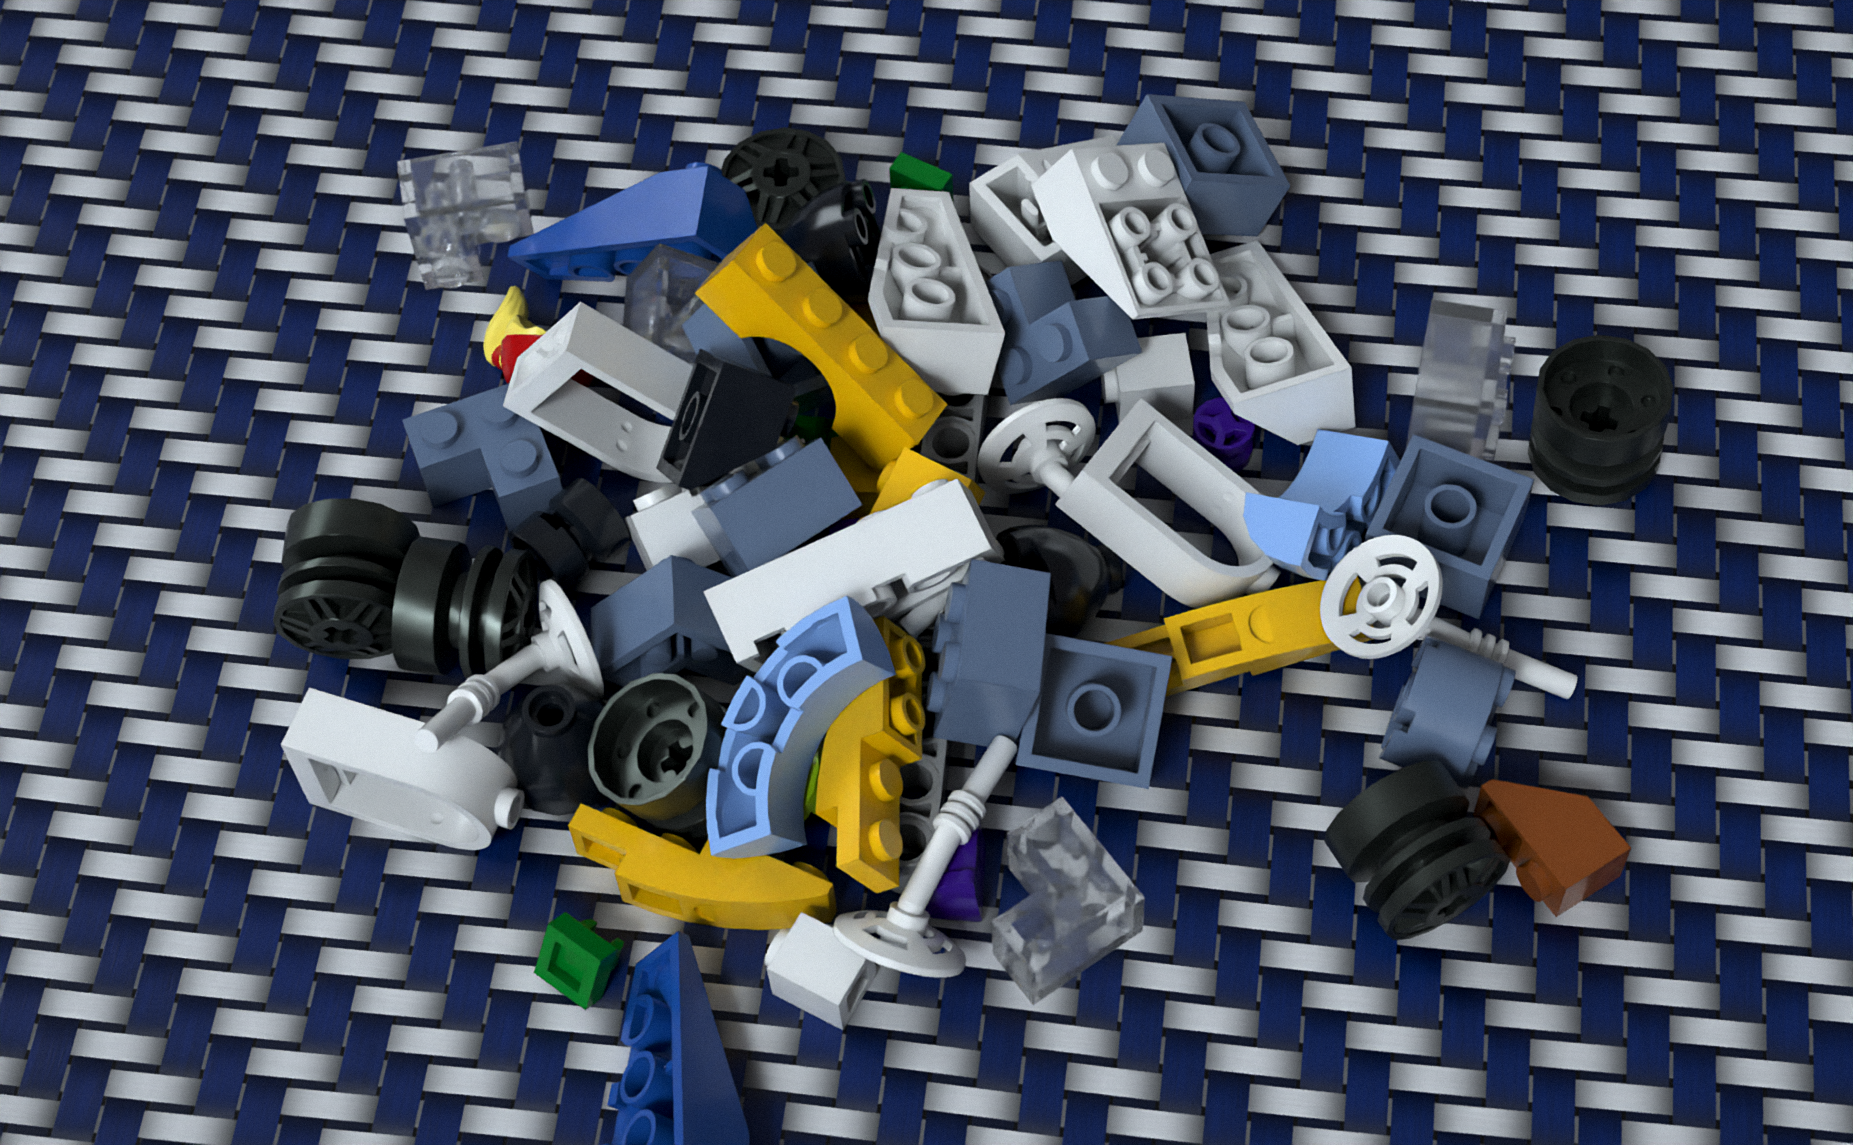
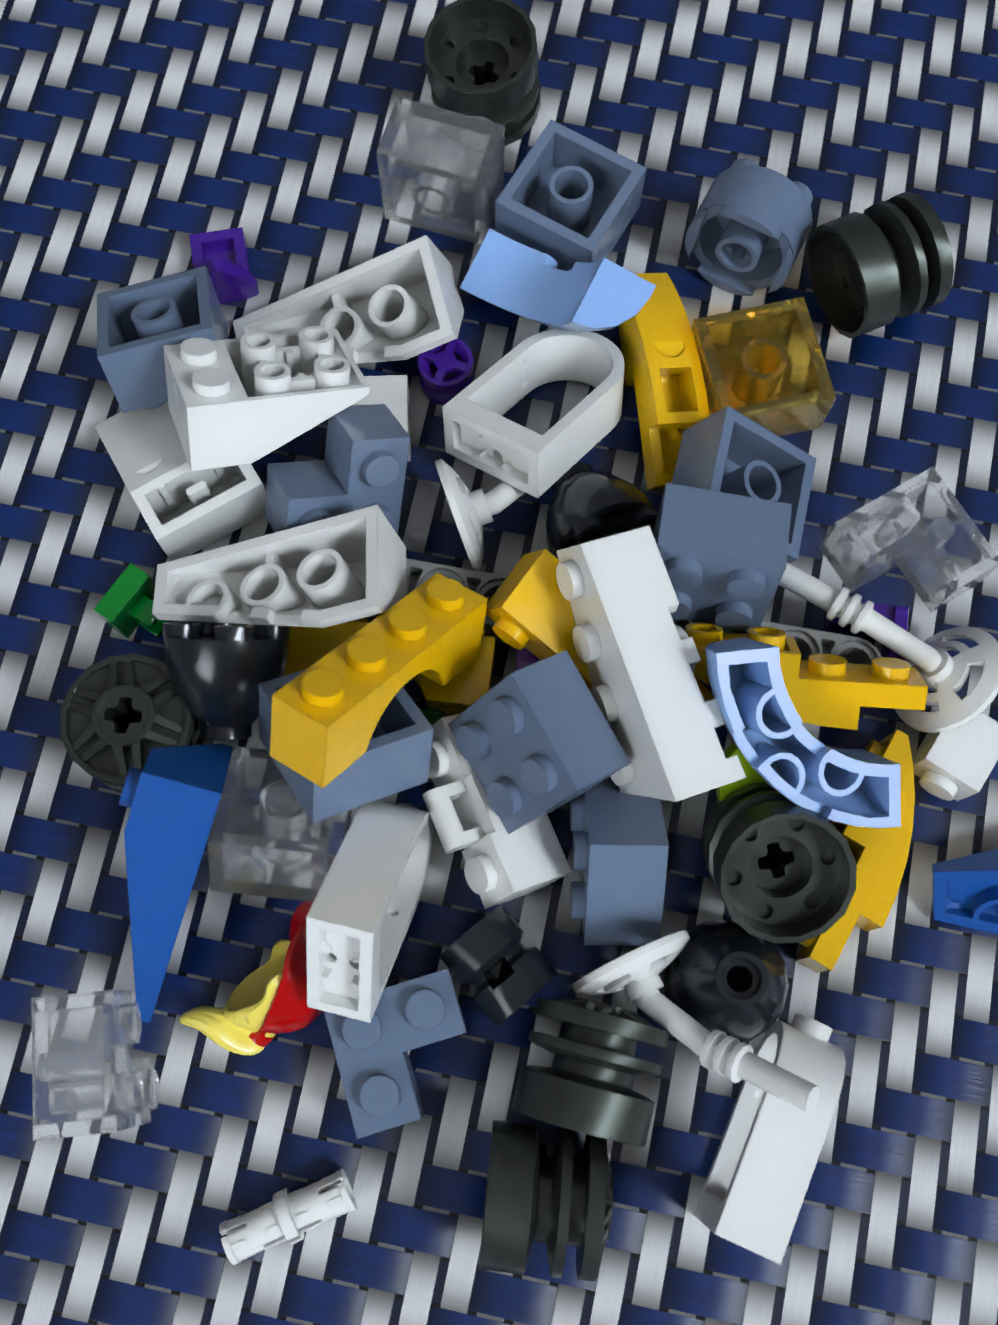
camera: 90 degrees left, 15 degrees up
(339, 399) = (287, 1217): none -> white pin
(577, 959) = (947, 969): green tile -> none
(725, 420) = (459, 780): black slope -> none
(1256, 733) = (766, 366): none -> clear yellow brick
(1321, 221) = (227, 263): none -> dark purple tile
(1404, 621) = (670, 209): white dish -> none
(1554, 840) = (859, 172): dark orange slope -> none

